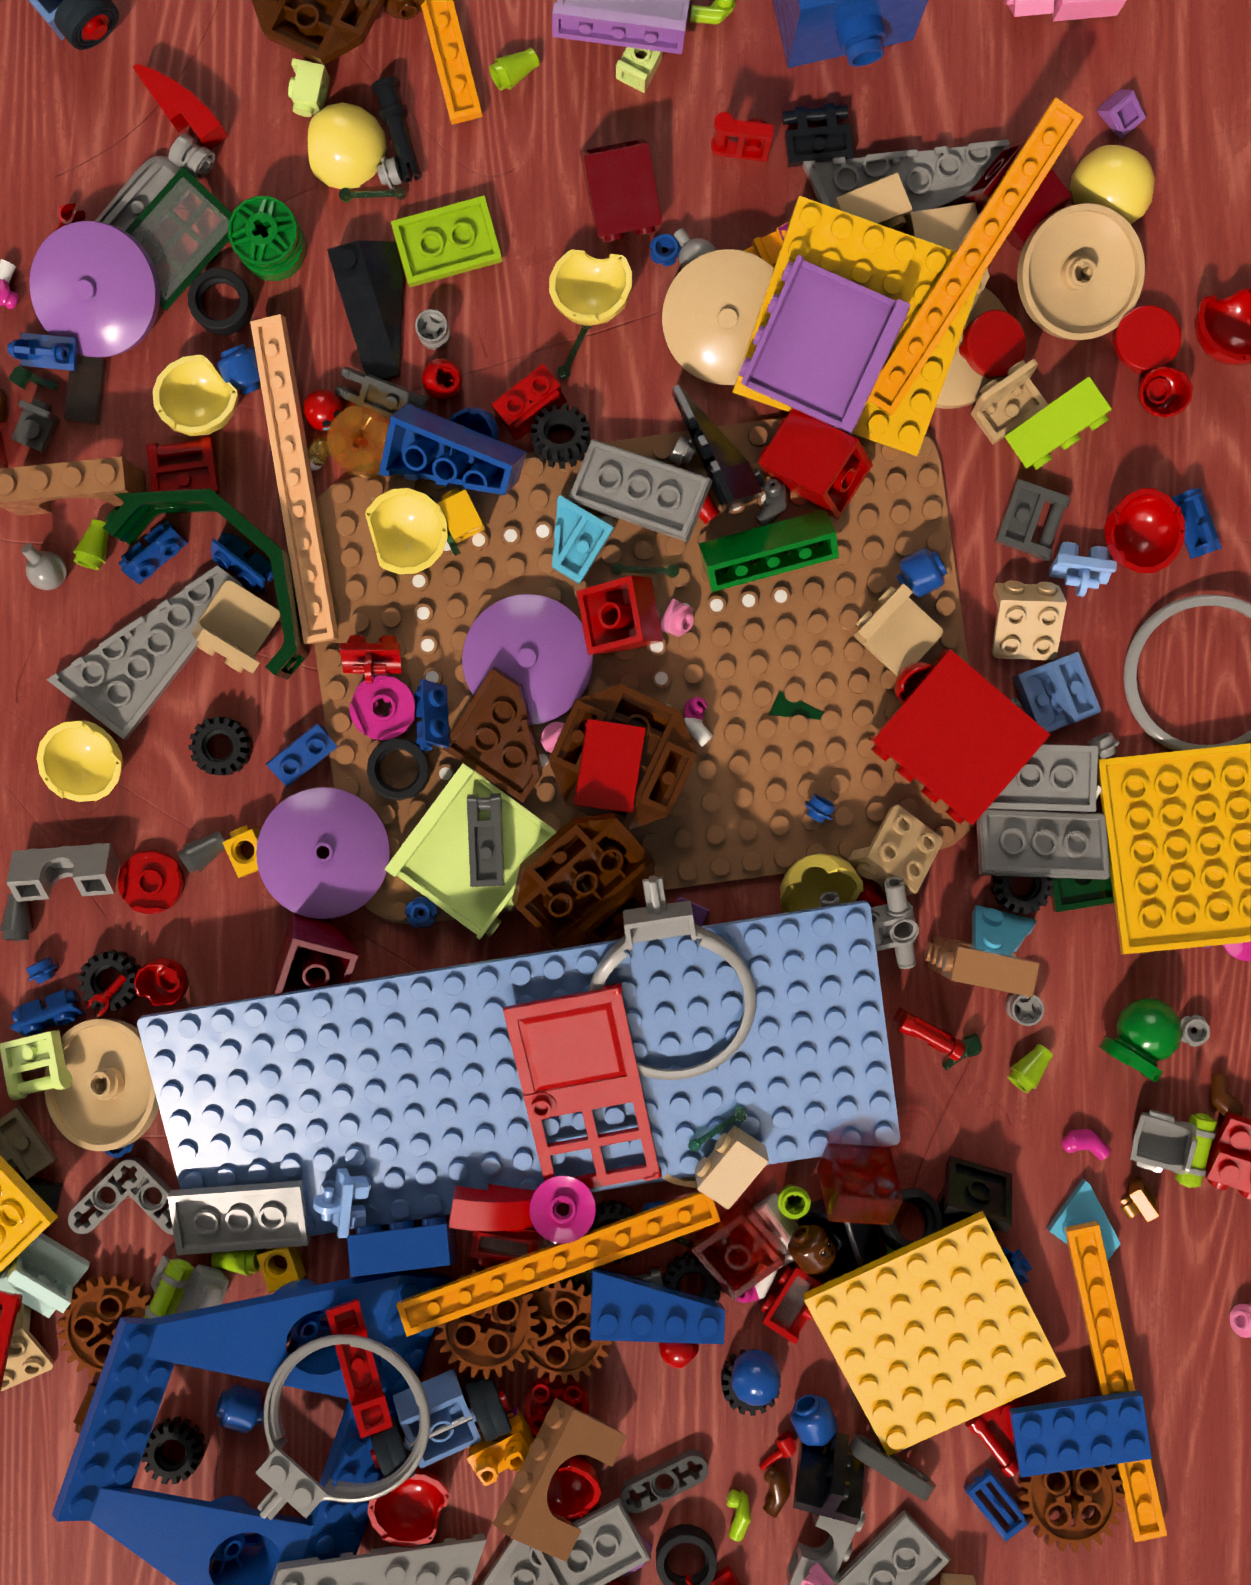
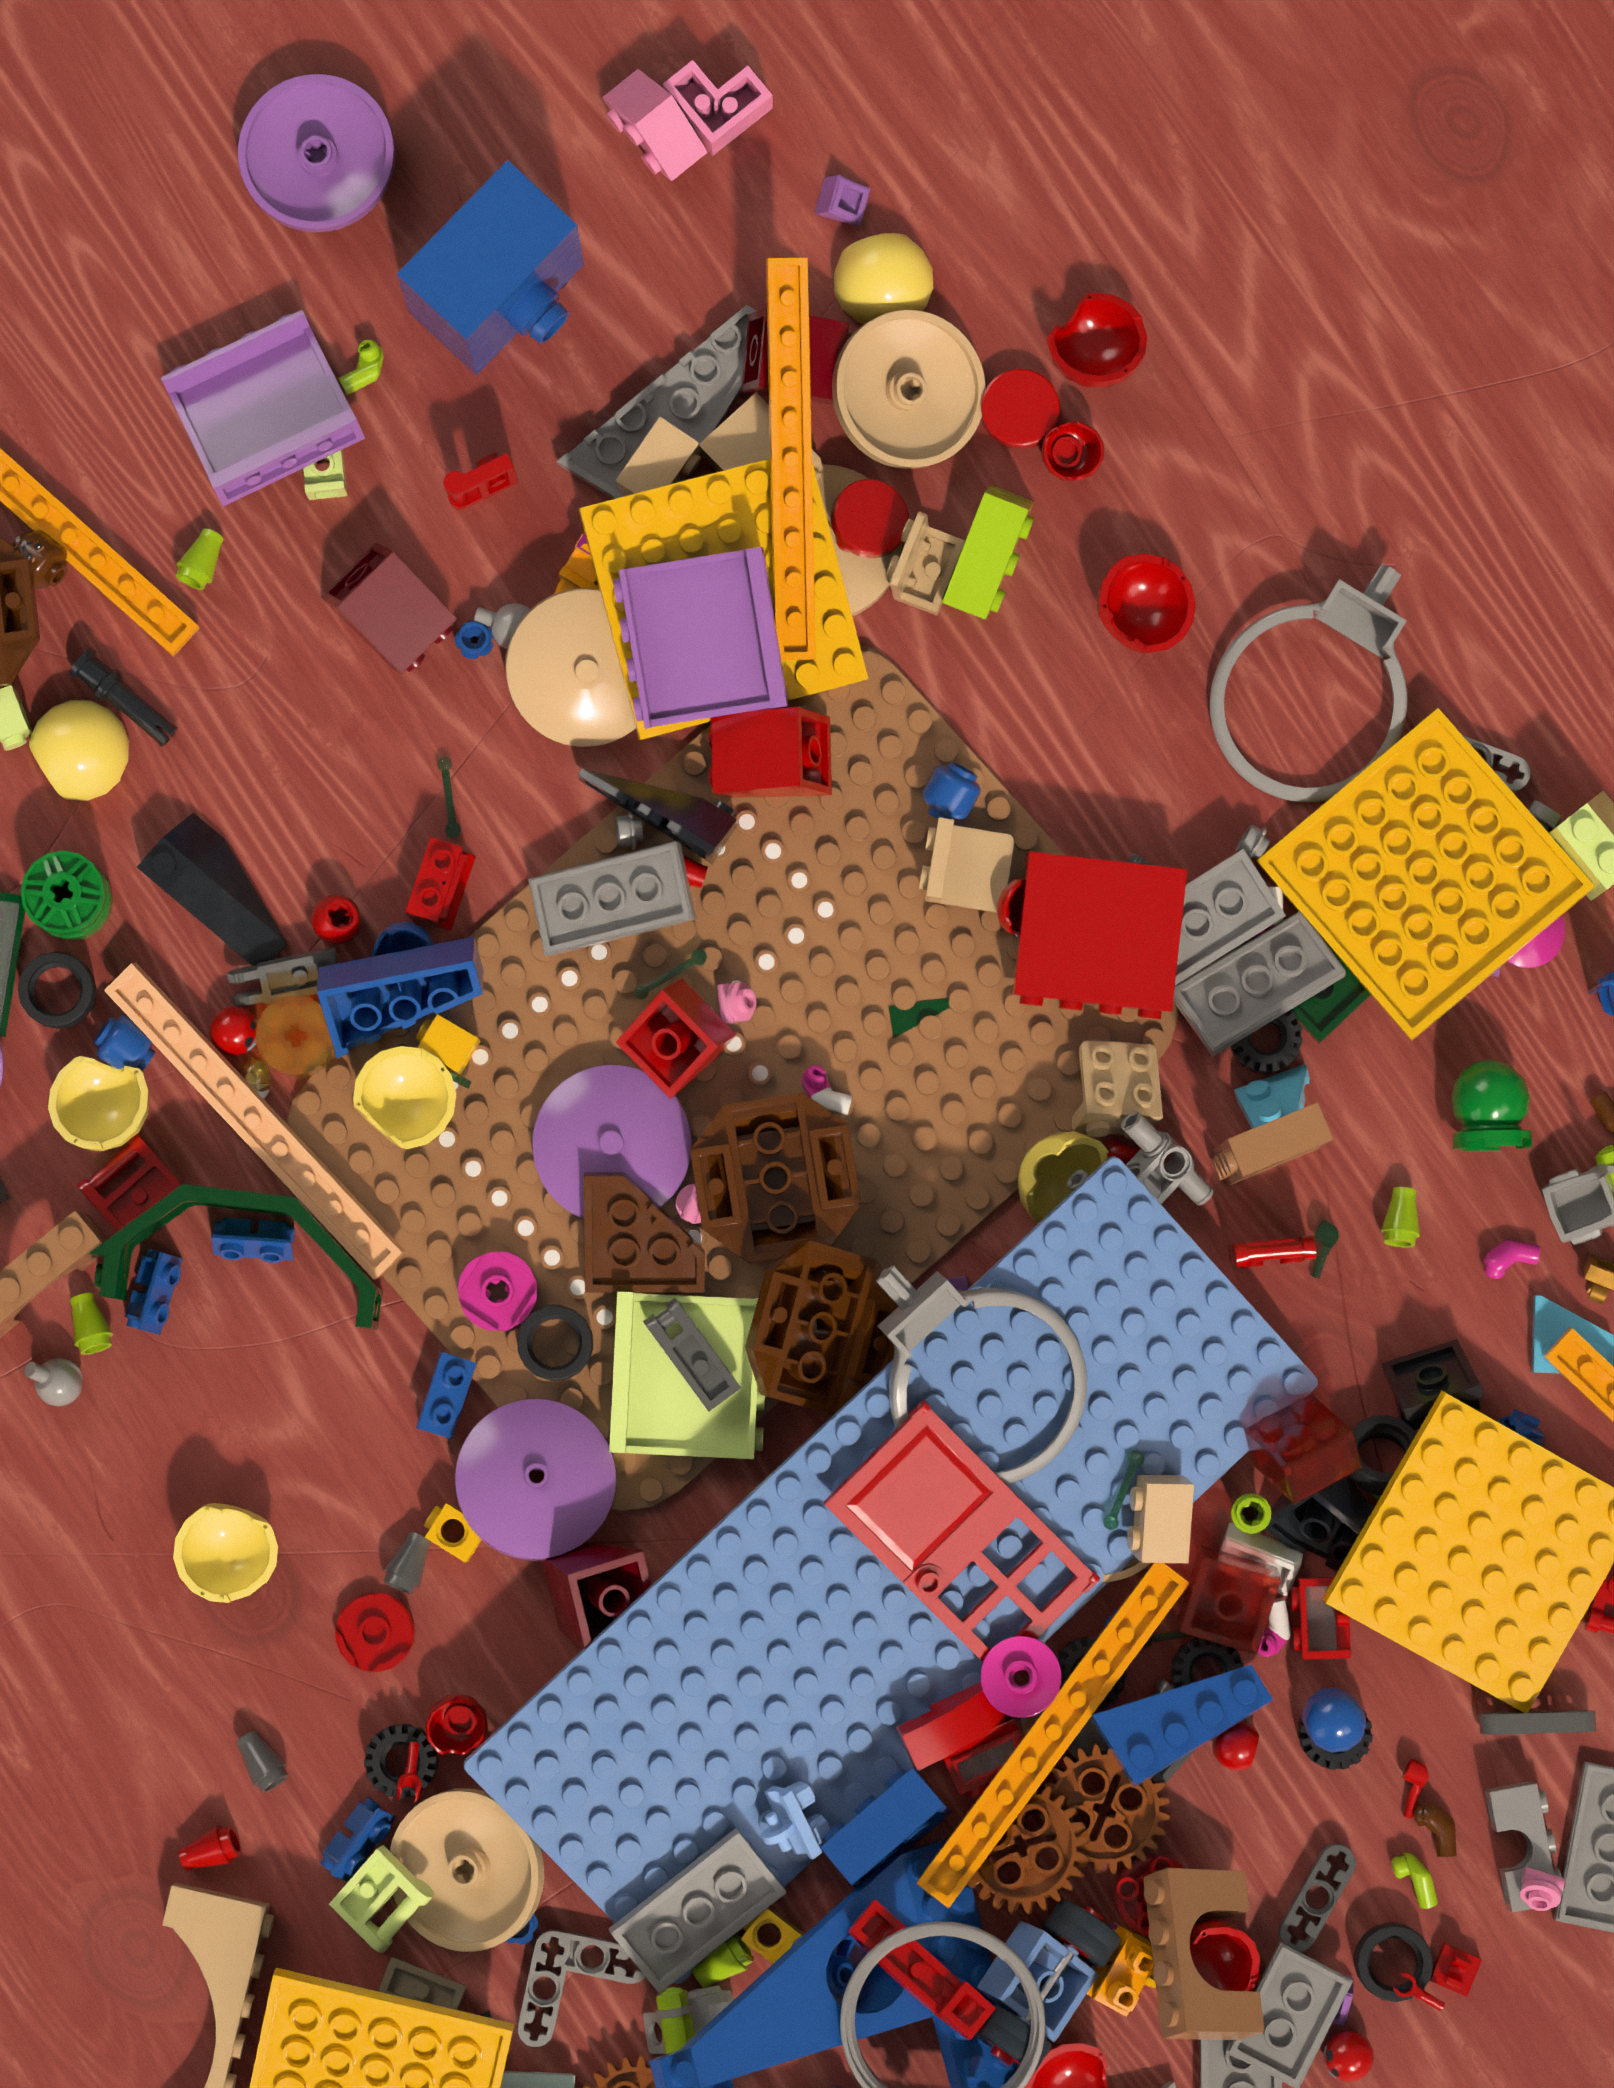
camera: 40 degrees left, 5 degrees down
(37, 870) = (254, 1691): light grey arch -> none
(42, 970) = (323, 1798): blue plate -> none
(140, 661) = (215, 1413): light grey wing -> none
(206, 732) = (331, 1437): black tyre -> none
(235, 626) = (291, 1308): tan bracket -> none
(346, 195) = (112, 797): clear green hinge -> none
(371, 658) = (452, 1248): red hips -> none
(389, 172) = (143, 746): light grey plate -> none
(414, 918) = (670, 1464): blue plate -> none
(430, 323) = (287, 872): light grey wheel -> none
(433, 709) = (546, 1255): blue hinge -> none
(446, 241) = (248, 777): lime plate -> none
(557, 420) = (480, 882): black tyre -> none
(577, 540) = (582, 990): medium azure wing -> none
(590, 288) = (428, 729): light yellow cylinder -> none
(609, 766) = (767, 1194): red piece -> none
(769, 550) = (782, 873): green brick -> none
(775, 500) = (756, 818): dark grey arm -> none
(812, 1249) = (1302, 1549): reddish brown head -> none
(813, 1420) = (1425, 1727): blue head -> none
(817, 142) = (557, 433): black plate -> none
(819, 808) = (1008, 1097): blue plate -> none
(830, 1481) = (1481, 1774): black bracket -> none
(1023, 515) = (1016, 669): dark grey plate -> none
(1028, 620) = (1091, 768): tan bracket -> none
(1030, 1011) = (1359, 1159): light grey wheel -> none
(1057, 693) = (1171, 821): medium blue slope -> none
(1082, 571) = (1111, 683): light blue hips -> none
(1199, 527) = (1195, 558): blue hinge -> none
(1202, 1030) = (1551, 1068): light grey plate -> none

